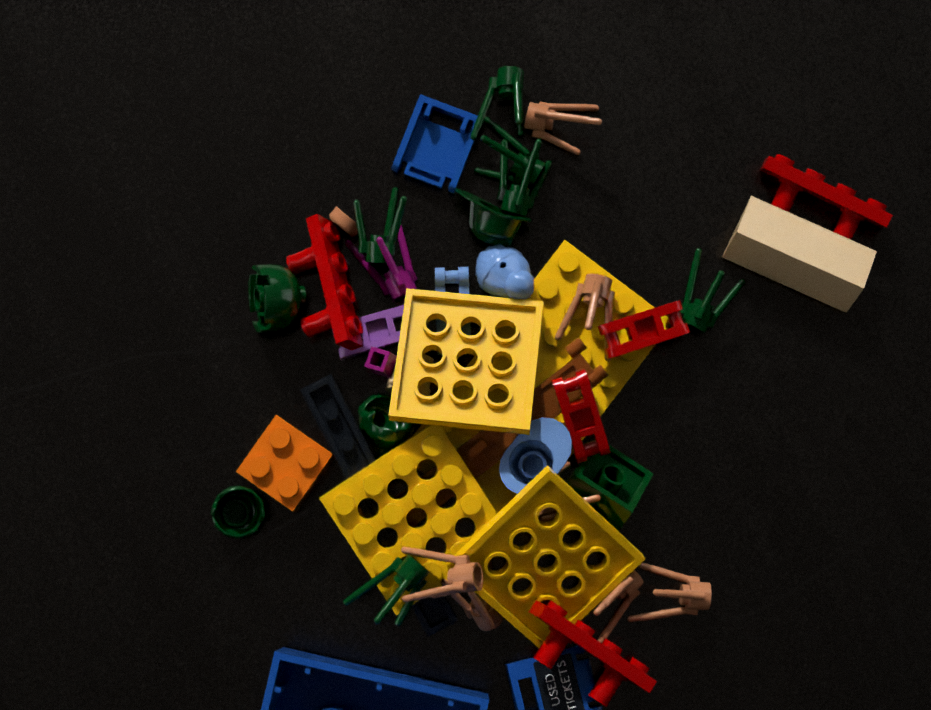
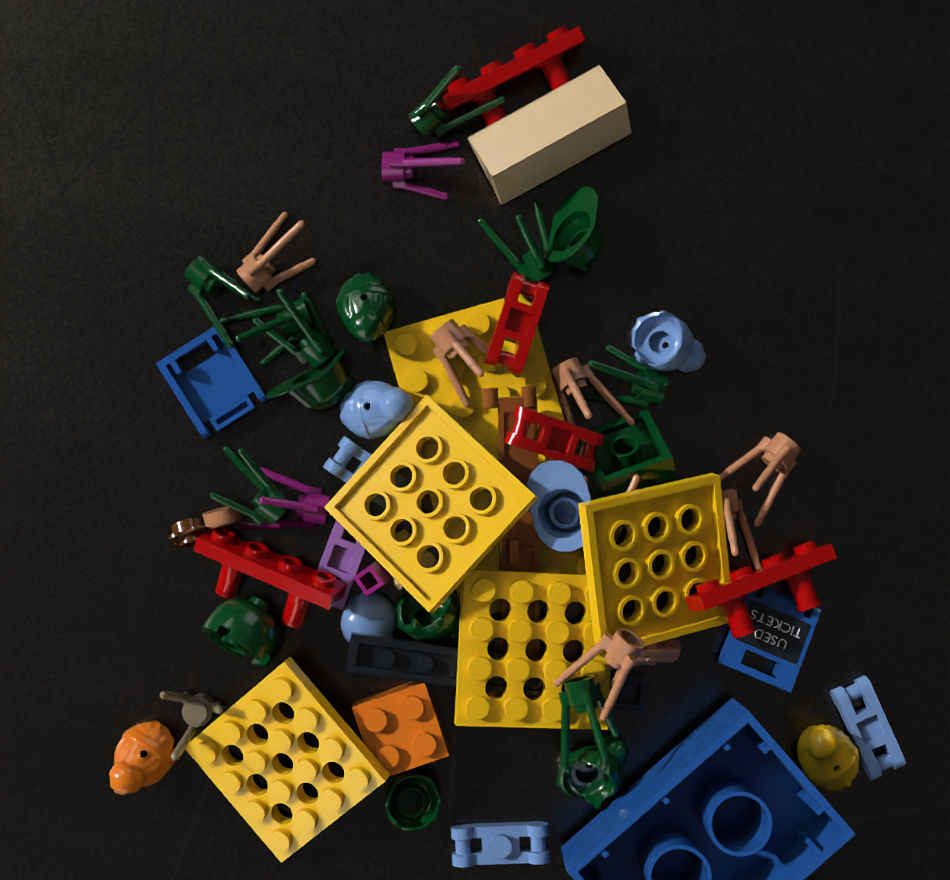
camera: 50 degrees left, 5 degrees up
(115, 292) = (132, 770): none -> orange piece
(189, 306) = (195, 711): none -> dark tan plant
(242, 422) = (310, 765): none -> yellow piece
(252, 601) = (500, 843): none -> medium blue plate
(314, 204) = (186, 532): none -> reddish brown plate
(352, 379) = (369, 616): none -> medium blue hair
(356, 641) = (601, 778): none -> dark green piece
(566, 219) = (367, 317): none -> dark green piece
(632, 401) = (571, 379): none -> nougat plant
(670, 460) = (647, 385): none -> dark green plant
(696, 162) = (400, 165): none -> magenta plant
(714, 436) = (662, 327): none -> medium blue piece
(743, 324) = (575, 230): none -> dark green piece
(748, 157) = (430, 114): none -> dark green plant

